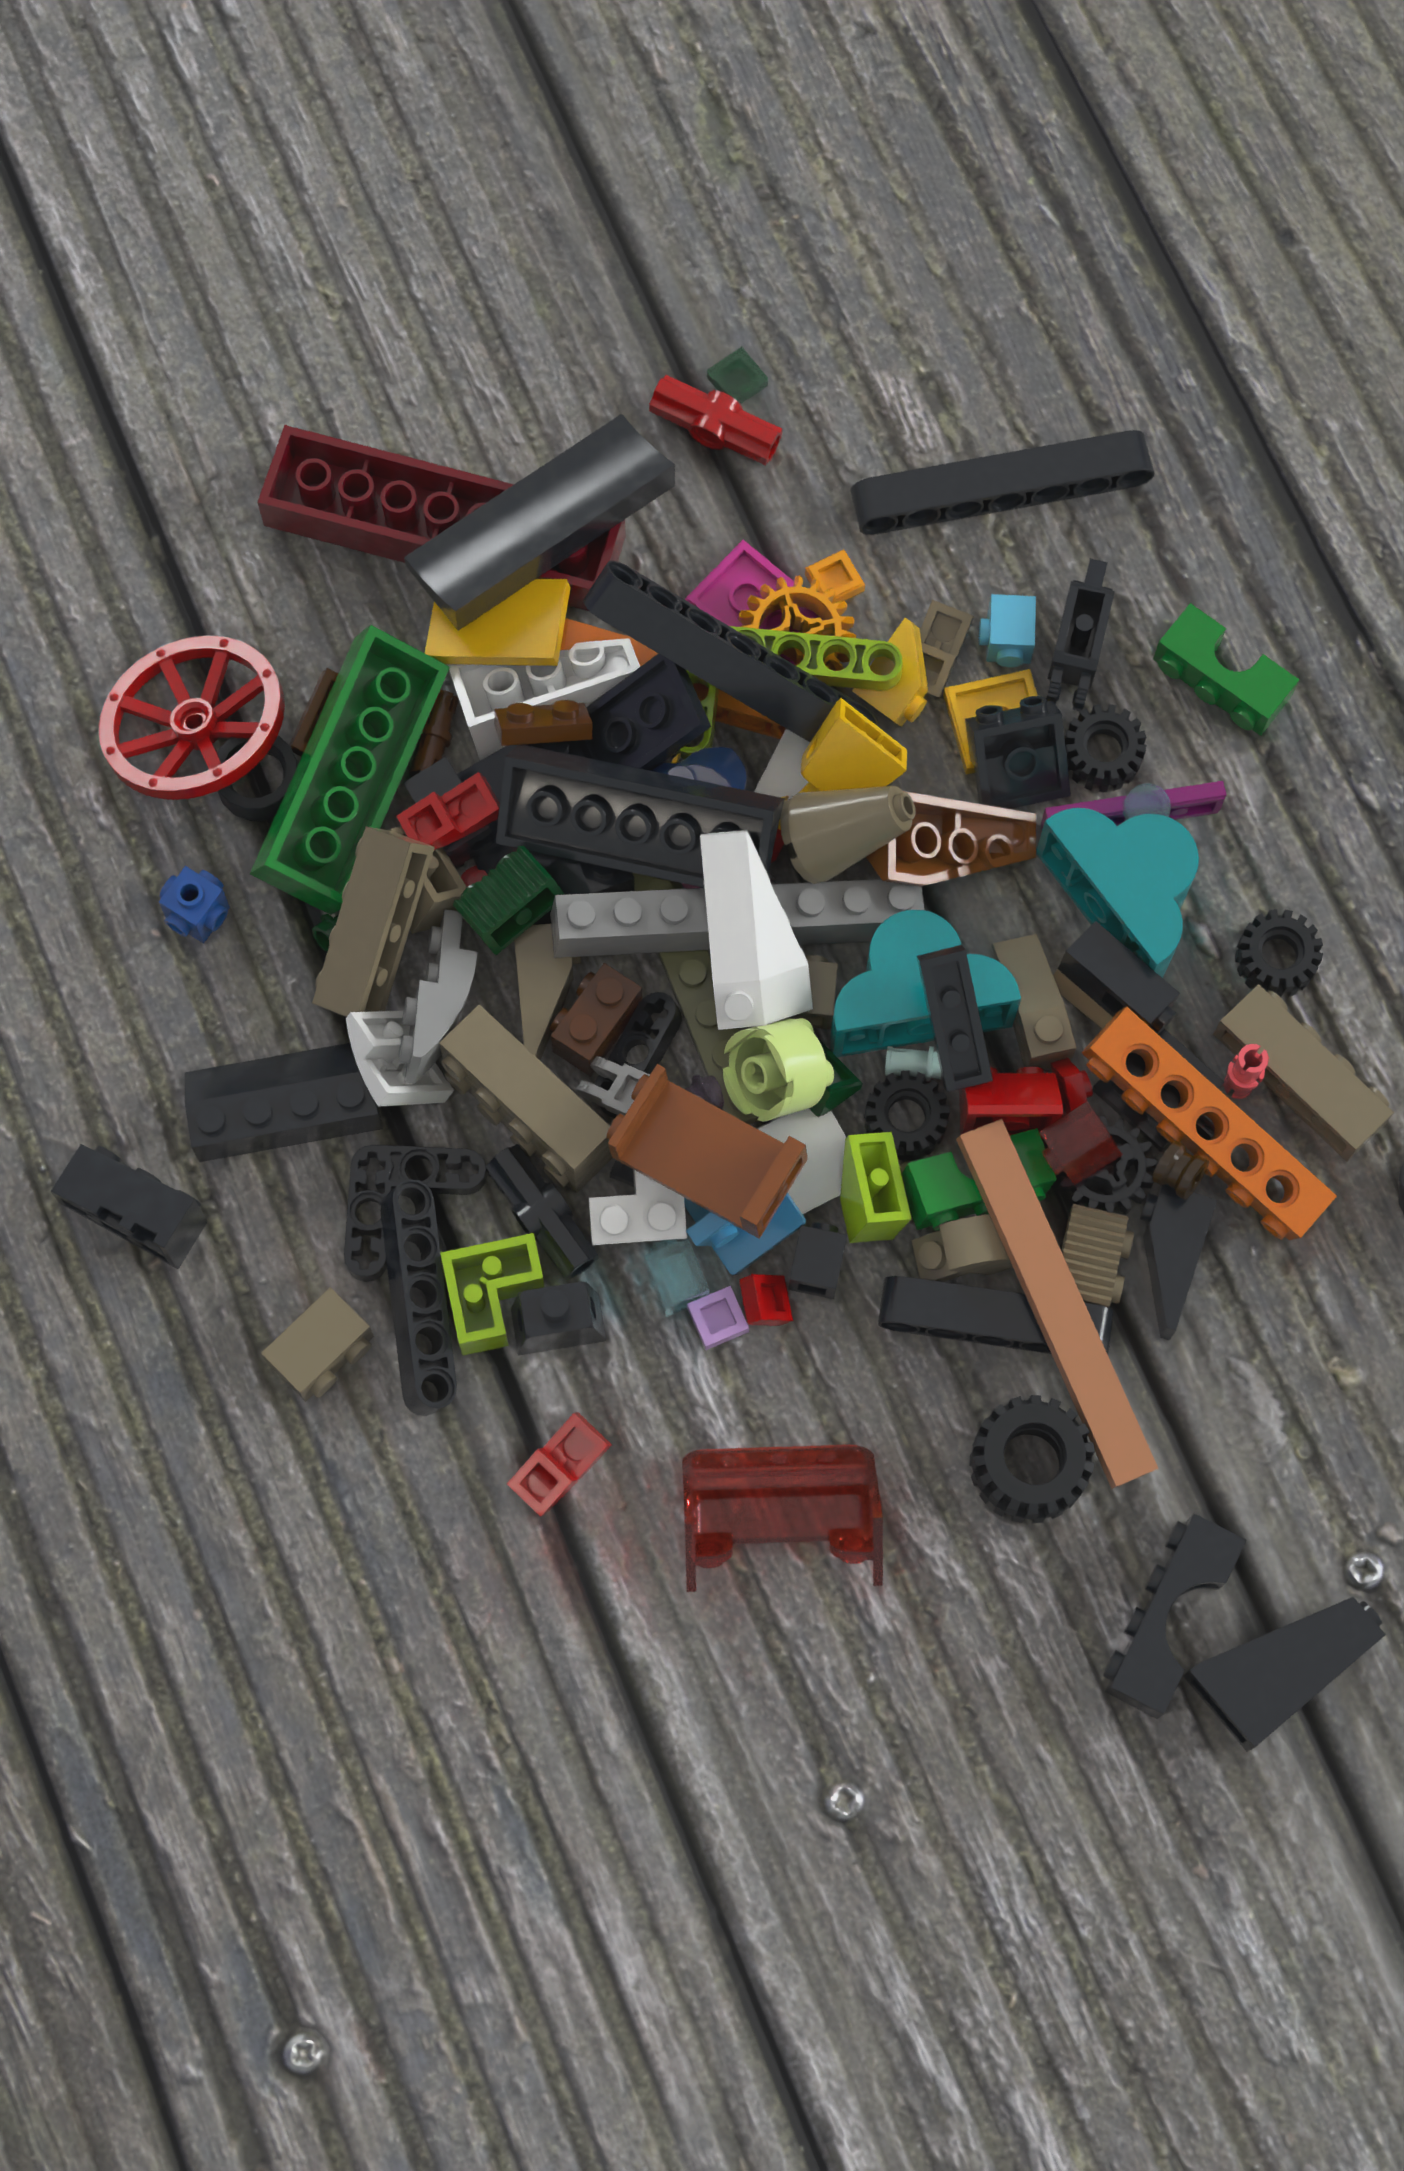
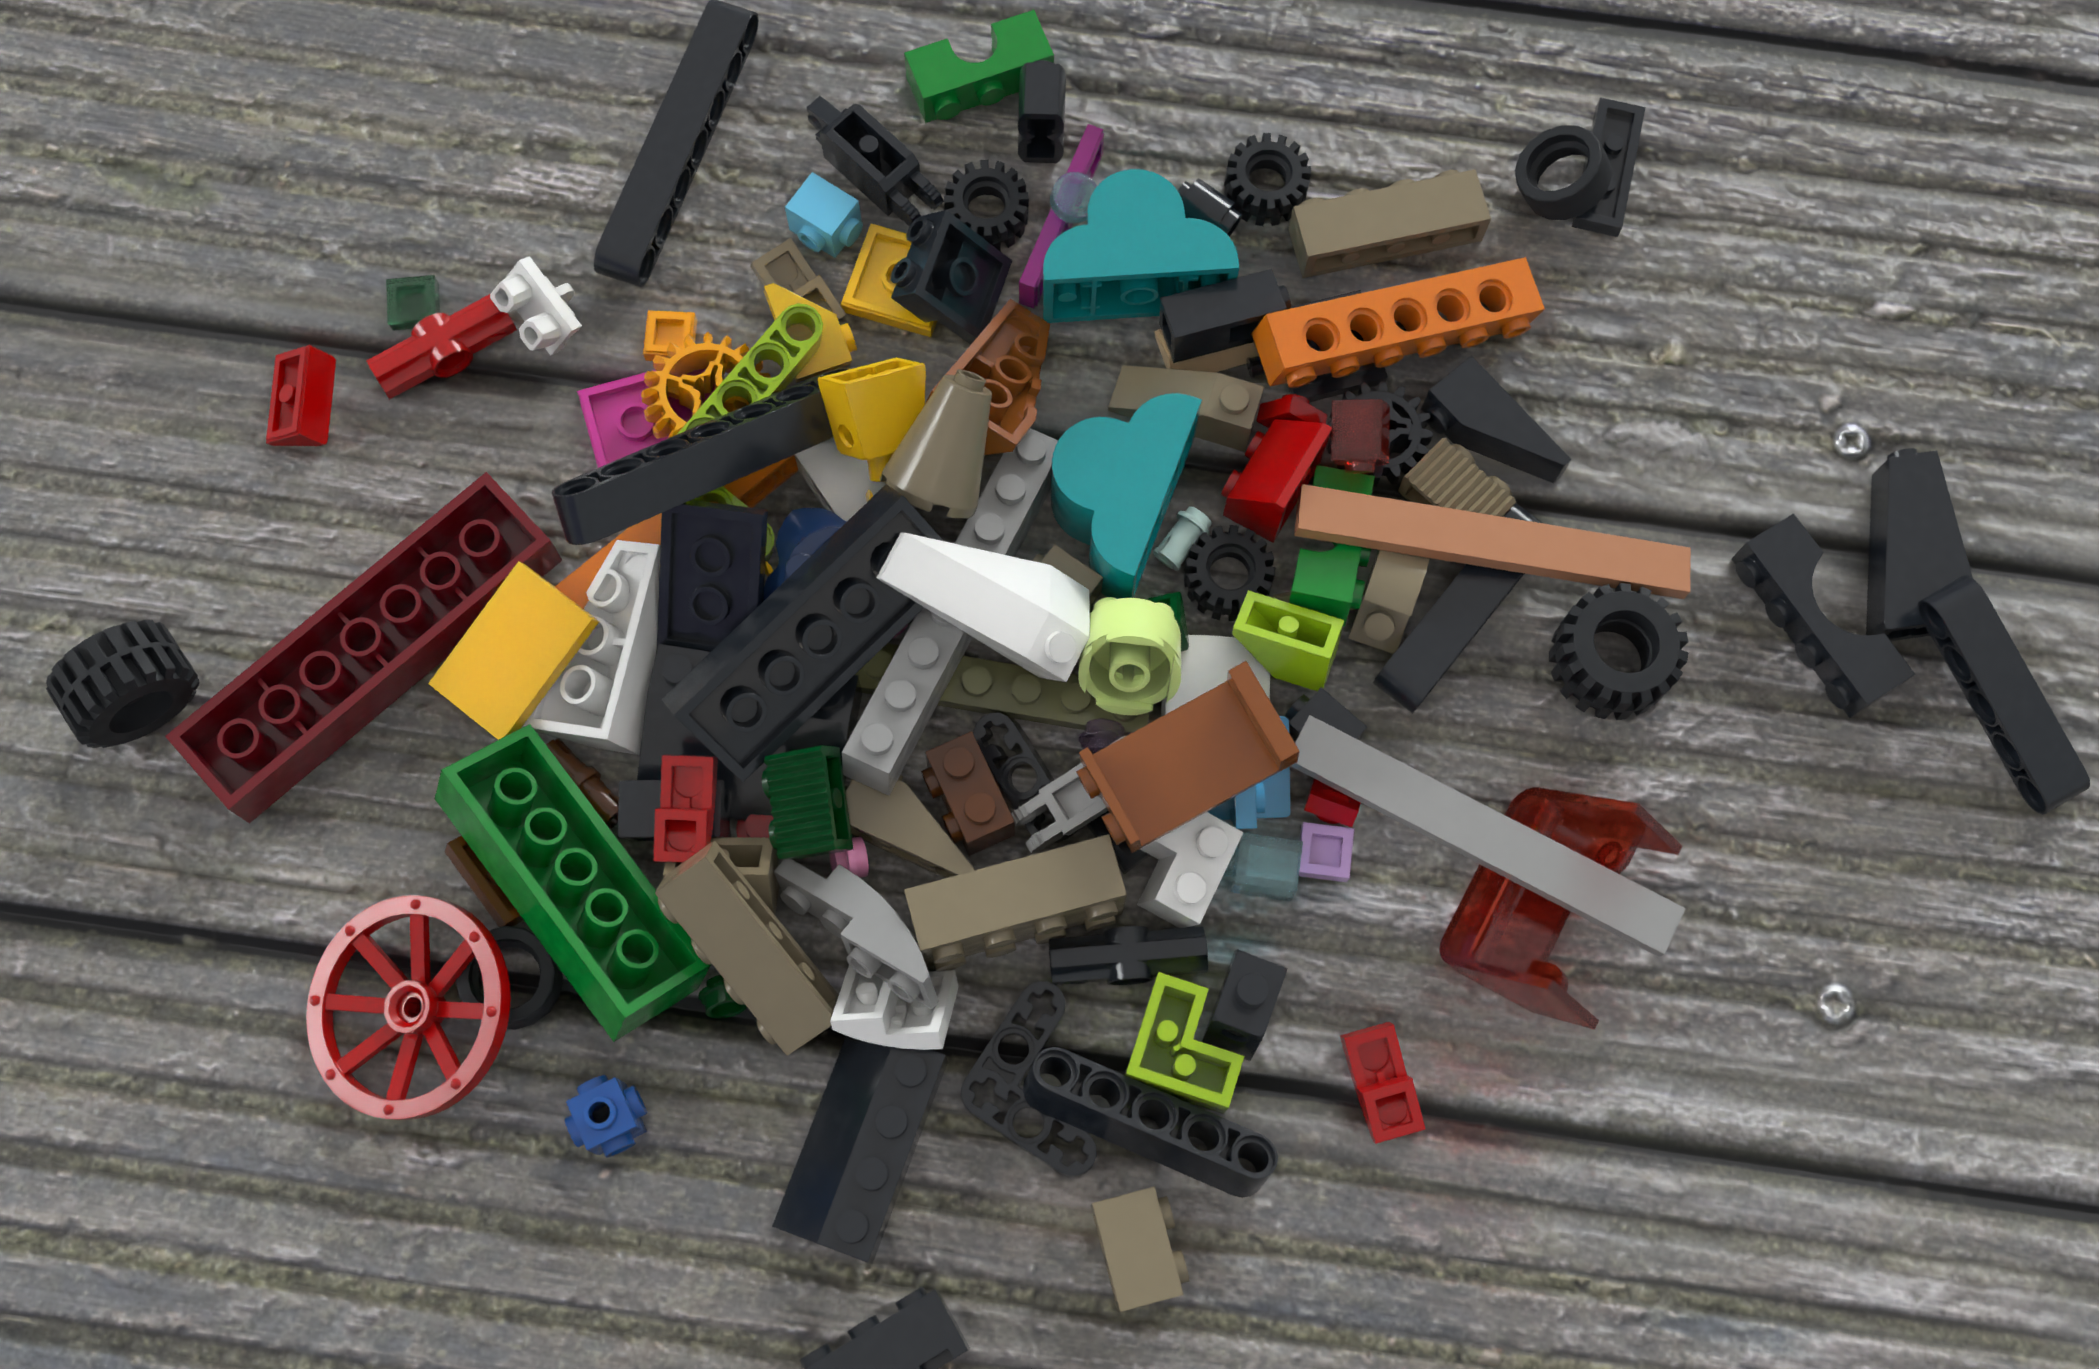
camera: 60 degrees left, 0 degrees up
(306, 371) = (122, 683): none -> black tyre
(492, 965) = (853, 860): none -> bright pink plate
(540, 521) = (442, 552): black arch -> none
(542, 724) = (653, 666): reddish brown plate -> none
(611, 350) = (301, 398): none -> red slope
(793, 470) = (541, 305): none -> white hips
(798, 1428) = (1487, 837): none -> light grey tile
(954, 1018) = (1189, 463): black plate -> none
(1180, 1170) = (1434, 365): dark brown wheel -> none
(1192, 1798) = (2003, 694): none -> black beam
(1208, 738) = (1041, 112): none -> black brick
(1215, 921) = (1208, 204): none -> black brick
(1246, 1071) = (1368, 260): coral pin -> none

